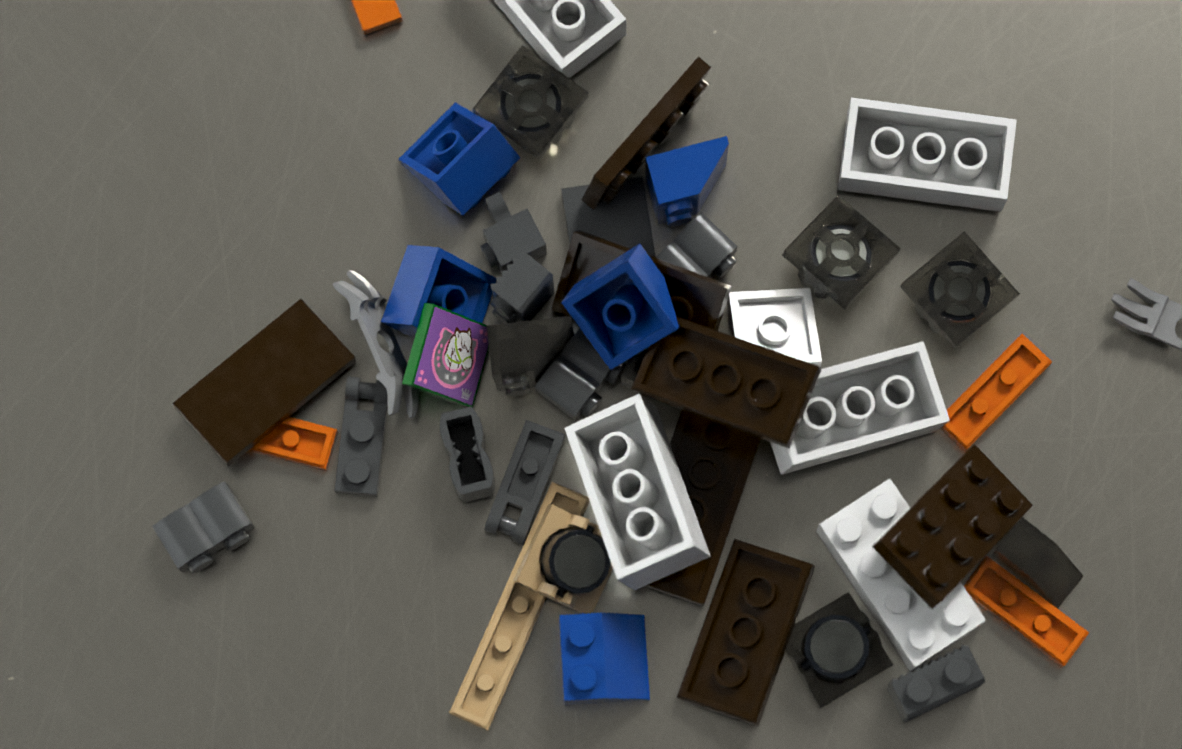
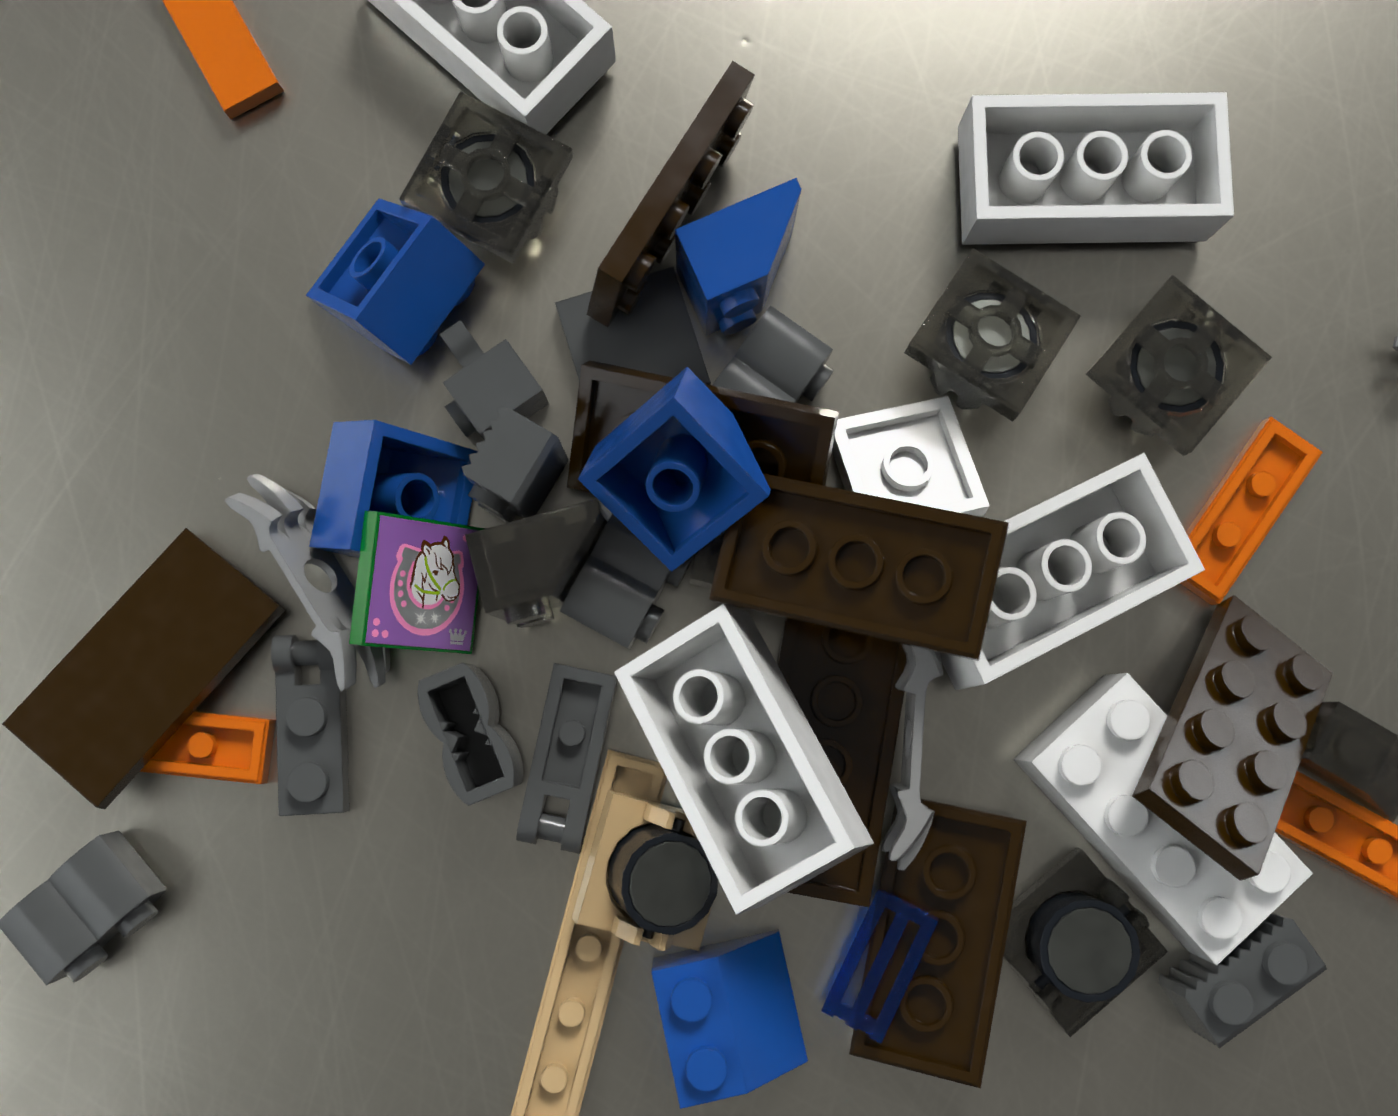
camera: 15 degrees left, 5 degrees up
(691, 632) = (855, 1016): none -> clear blue tile
(740, 545) = (912, 816): none -> light grey piece

